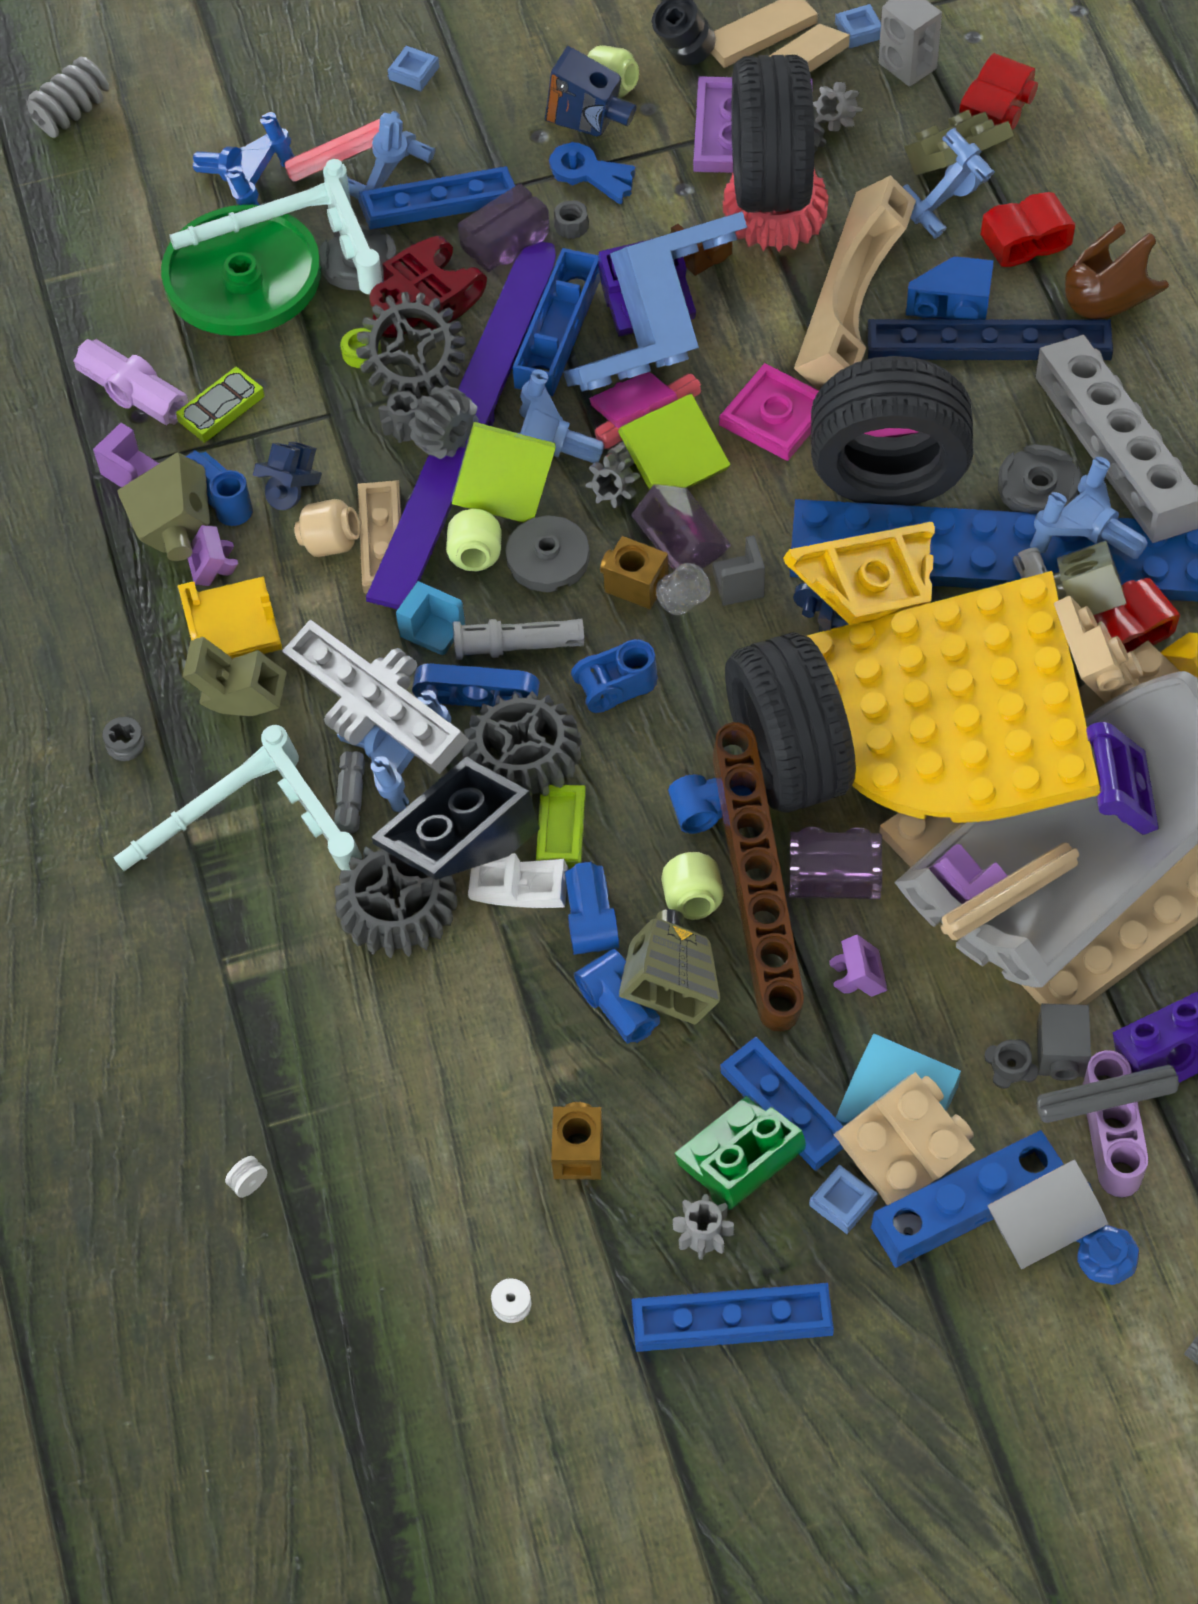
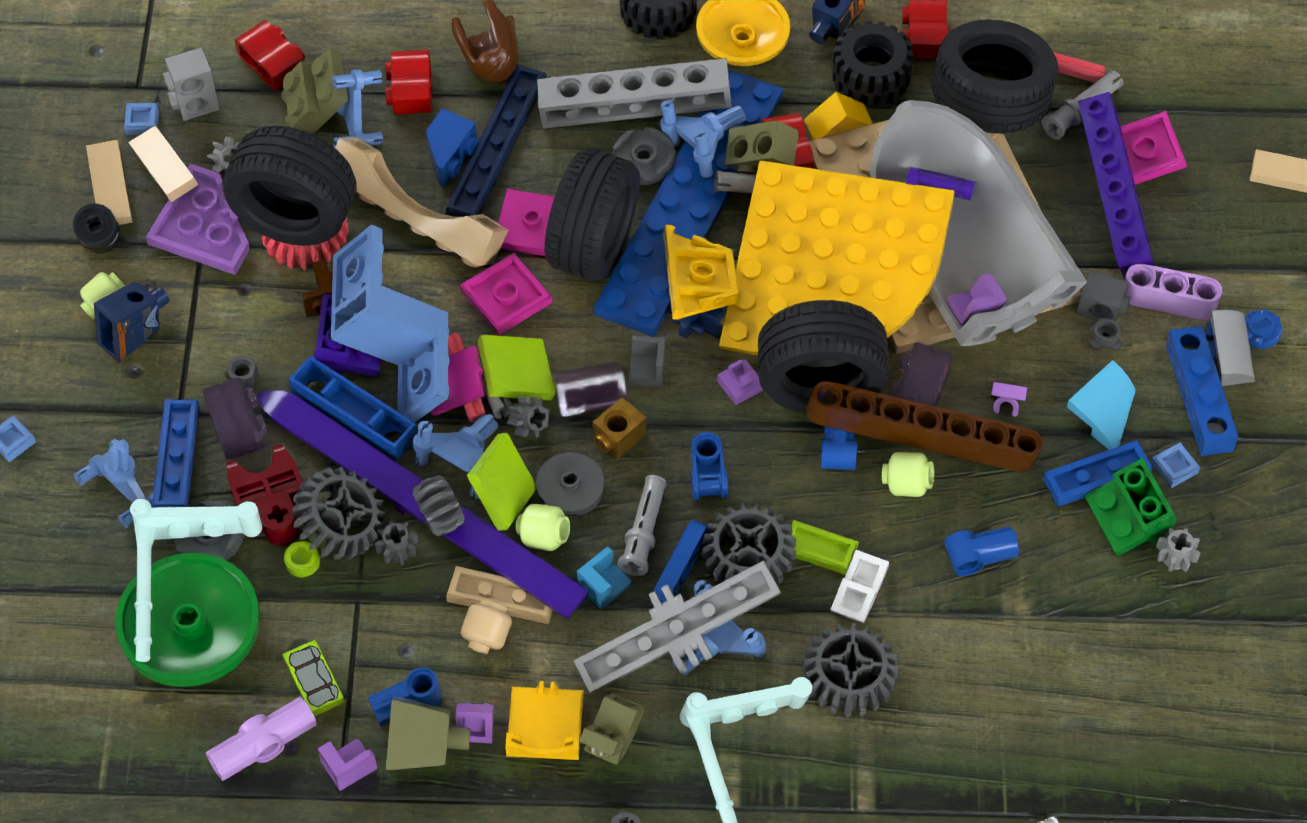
camera: 75 degrees left, 0 degrees up
(245, 165) = (65, 589): blue axle -> none
(290, 469) = (422, 638): dark blue hips -> none
(338, 148) = (85, 513): coral axle -> none
(349, 791) = (735, 677): light grey axle -> none
(461, 822) = (819, 600): black slope -> none
(511, 1290) = (1195, 687): white piece -> none
(578, 163) = (187, 351): blue piece -> none
(582, 1159) = (1098, 596): pearl gold brick -> none
(591, 918) = (915, 547): blue piece -> none
(671, 969) = (977, 504): olive torso -> none
(683, 589) = (651, 400): clear wheel -> none
(732, 1317) = (1243, 558): blue tile -> none
(906, 1139) = (1151, 408): tan plate -> none
(1009, 891) = (1004, 276): tan axle -> none
(1098, 656) = (841, 157): tan plate -> none
(1107, 1093) = (1163, 280): dark grey axle -> none

